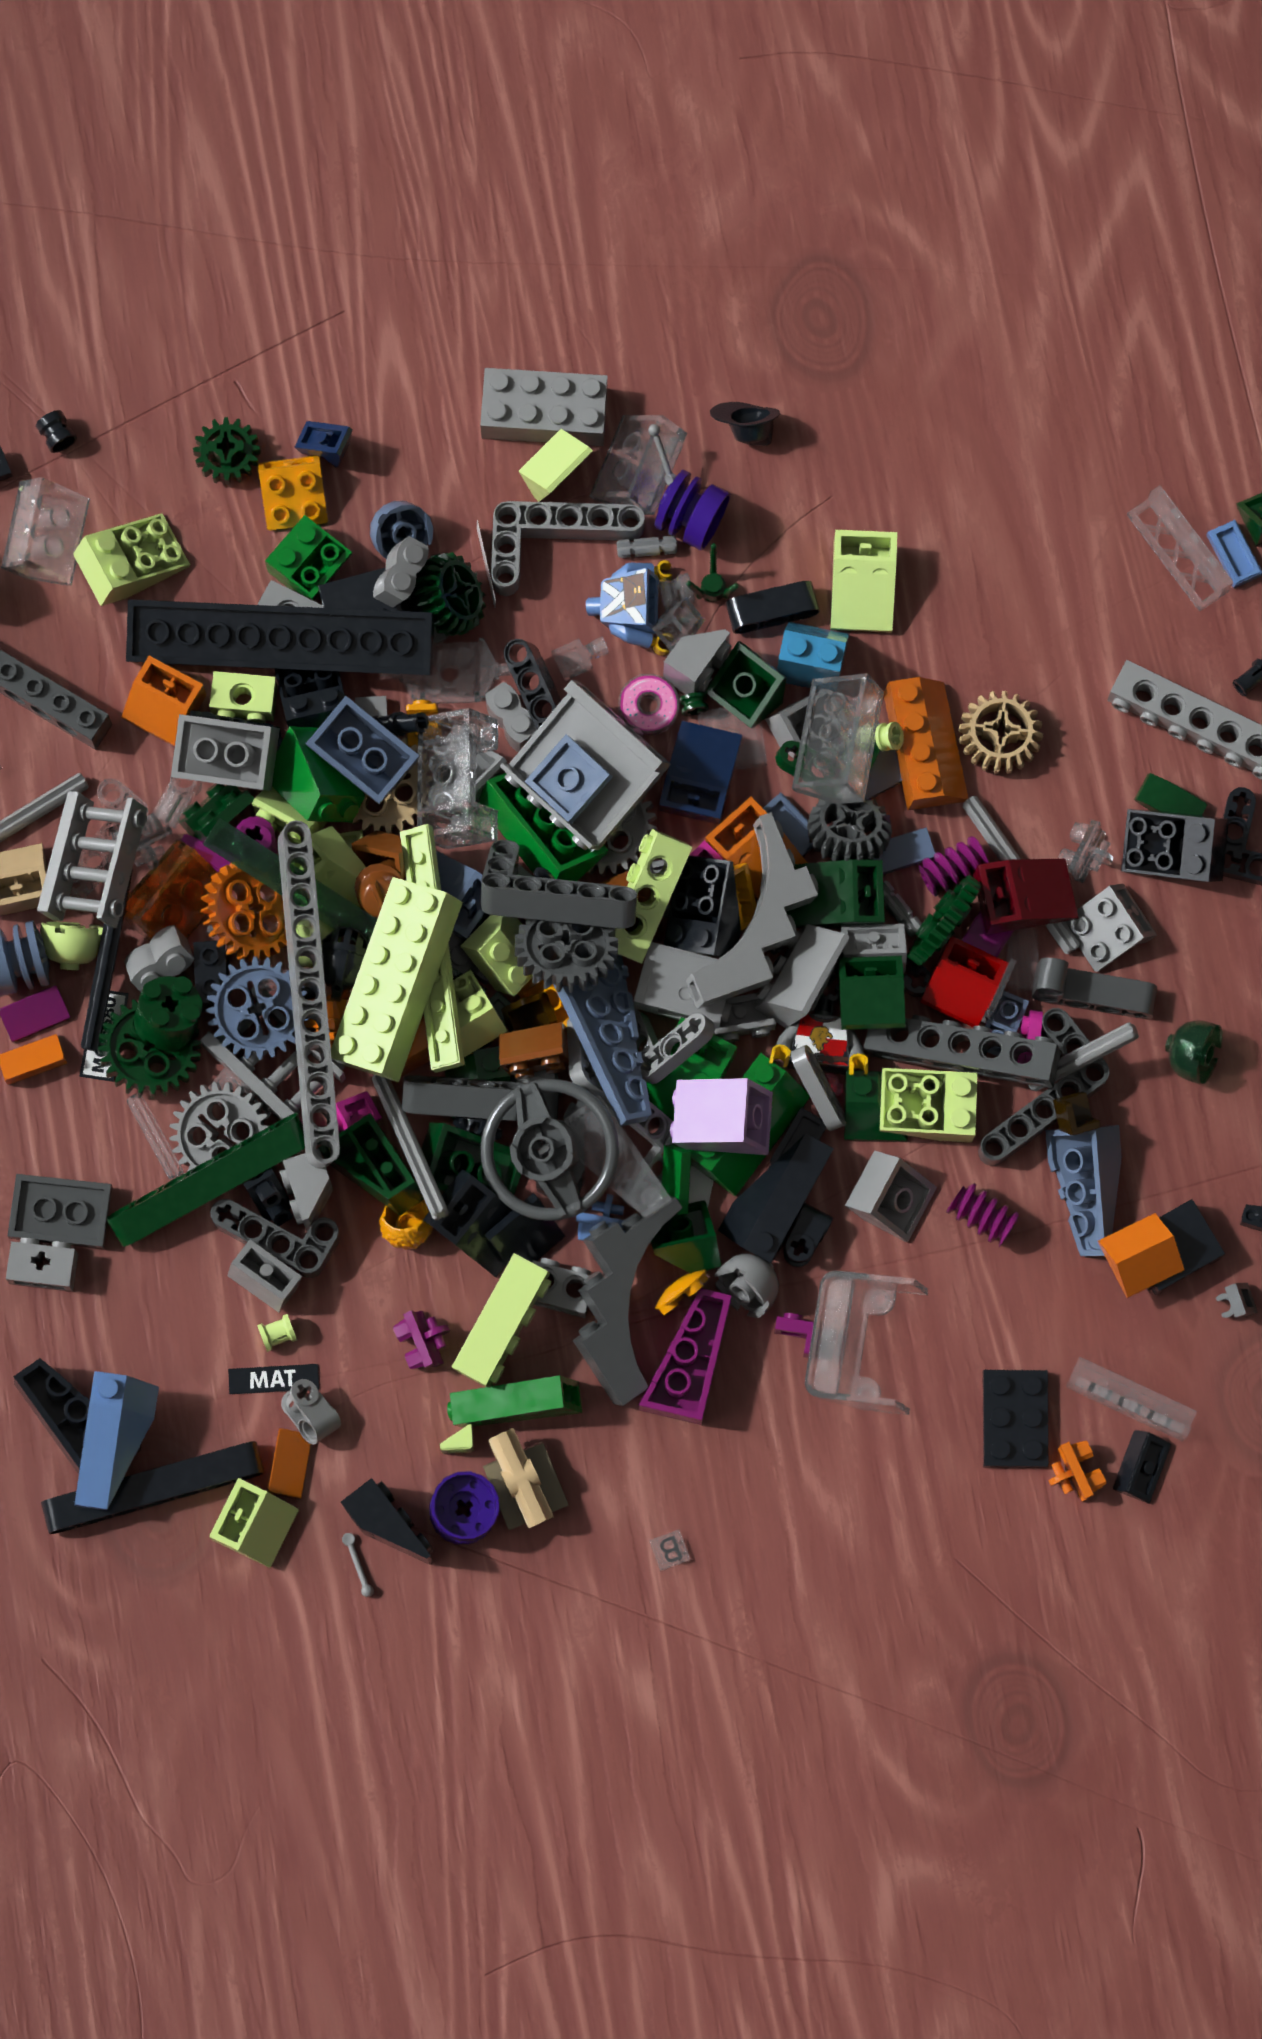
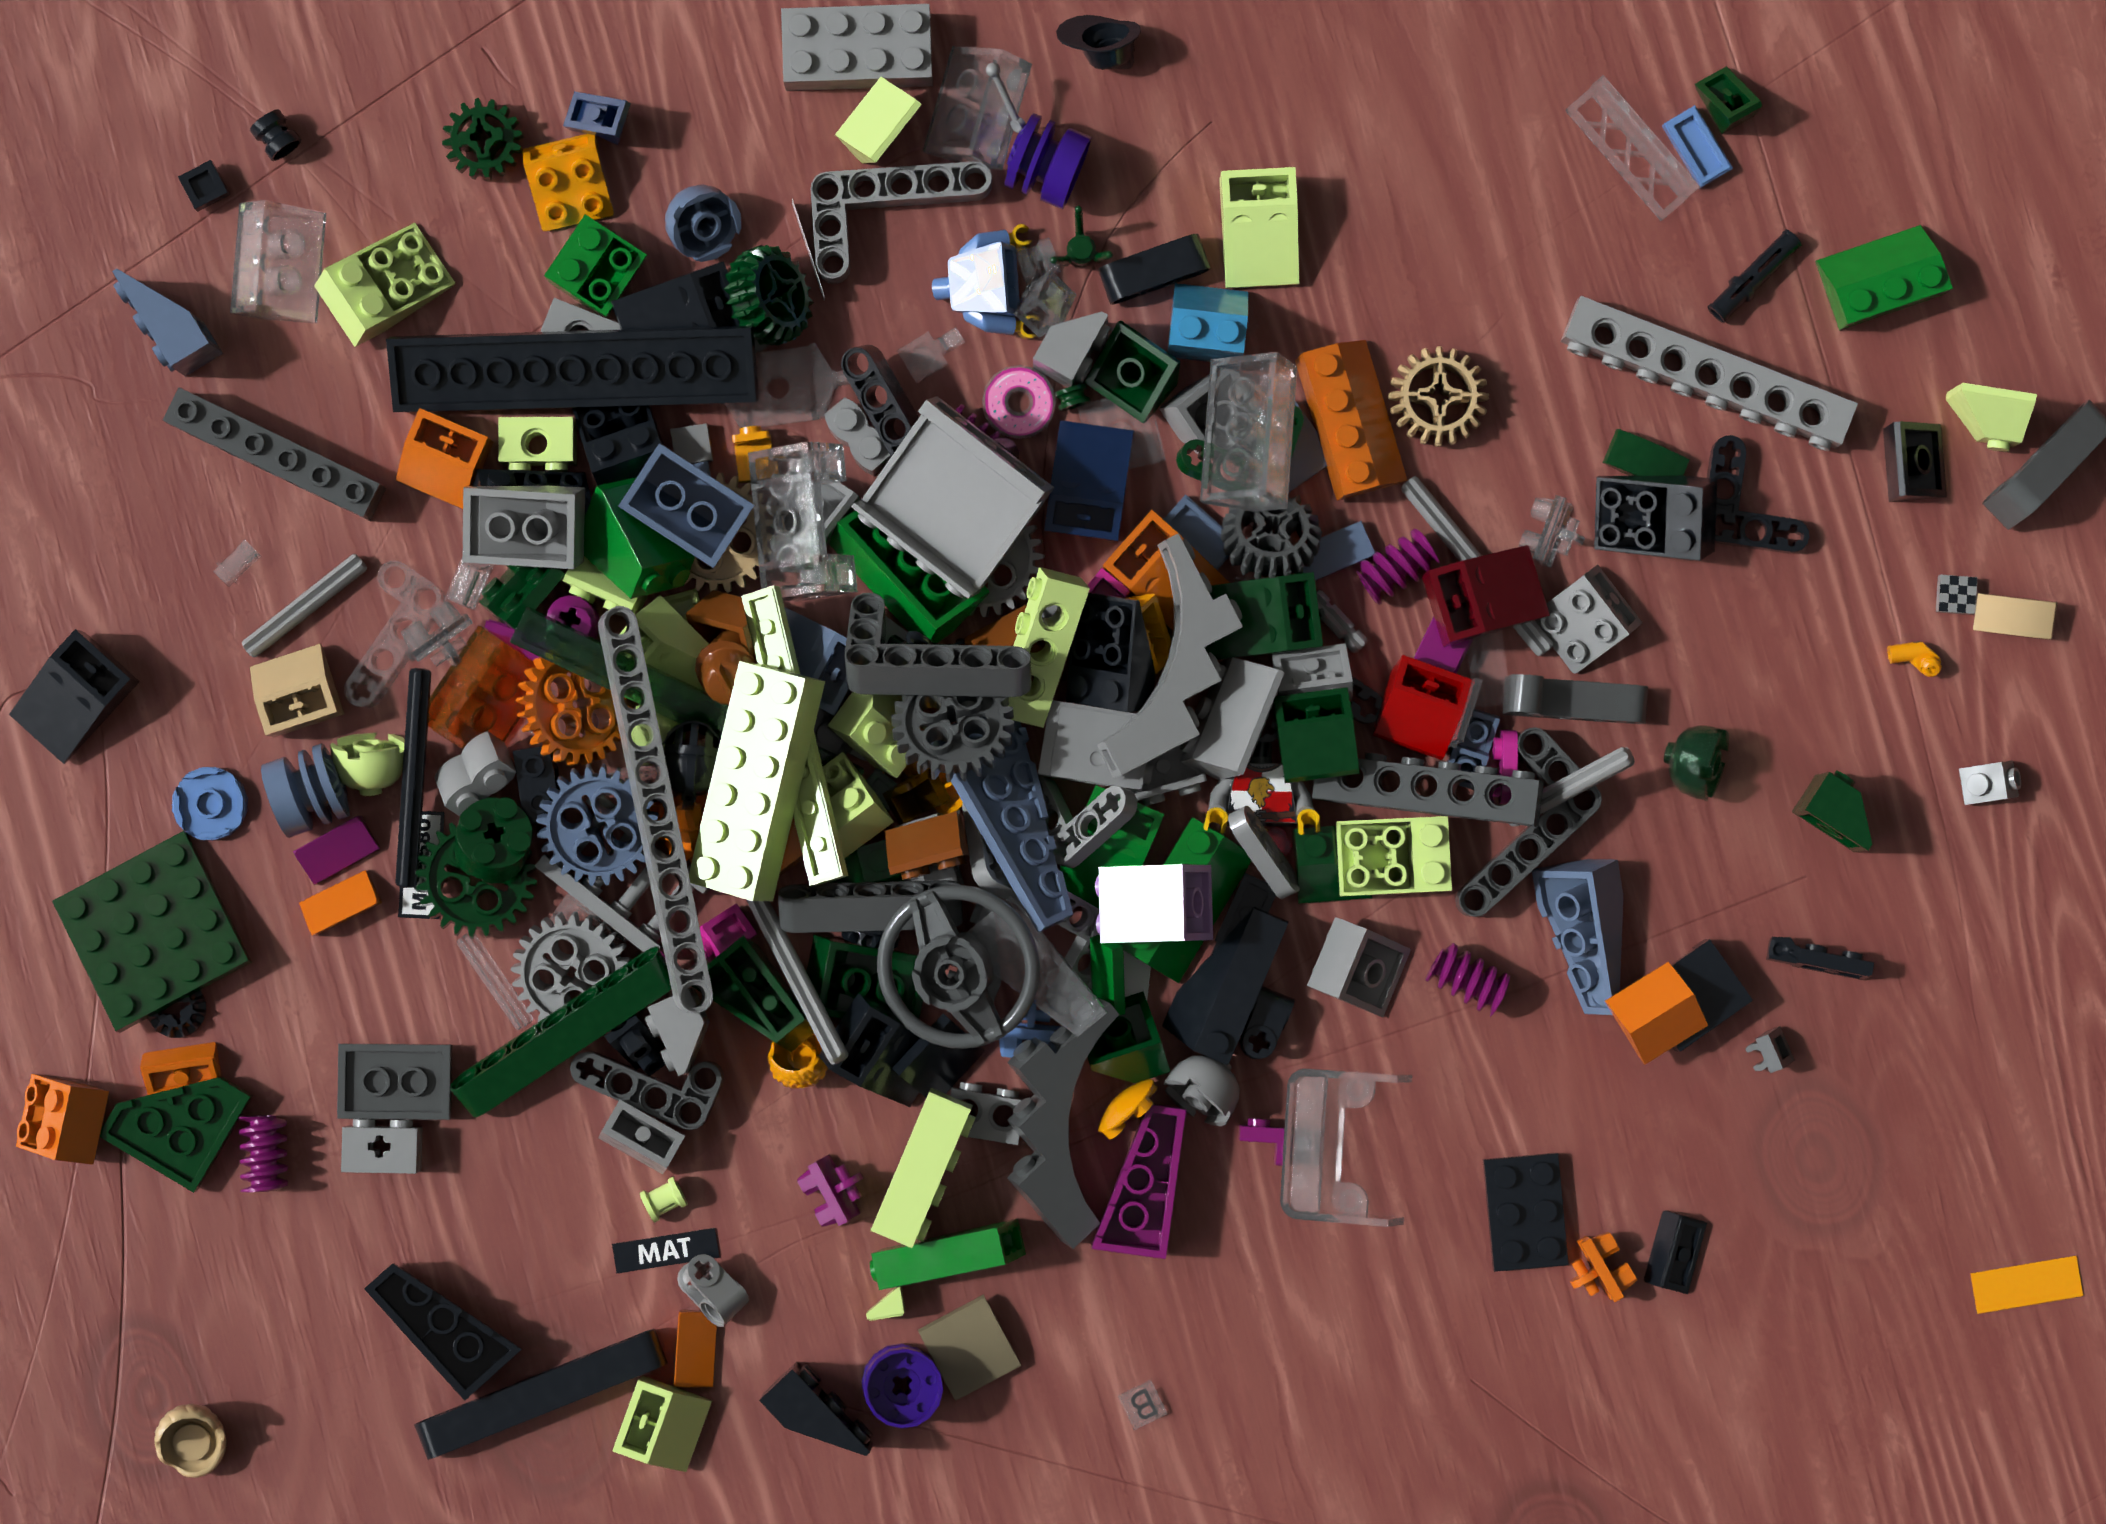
camera: 10 degrees left, 10 degrees up
(66, 854) = (350, 660): light grey fence -> none
(115, 1427) = (488, 1342): medium blue wedge -> none
(348, 1540) = (772, 1428): light grey hinge -> none
(401, 568) = (709, 271): light grey brick -> none
(401, 723) = (726, 461): black pin -> none
(520, 1478) = (963, 1345): tan piece -> none
(568, 779) = (934, 516): sand blue plate -> none
(646, 546) = (997, 208): light grey axle -> none
(889, 736) = (1309, 422): yellowish green bush -> none
(949, 913) = (1405, 622): dark green gear -> none
(1074, 1114) = (1566, 855): dark brown panel -> none
(1131, 1399) = (1657, 1176): clear fence -> none

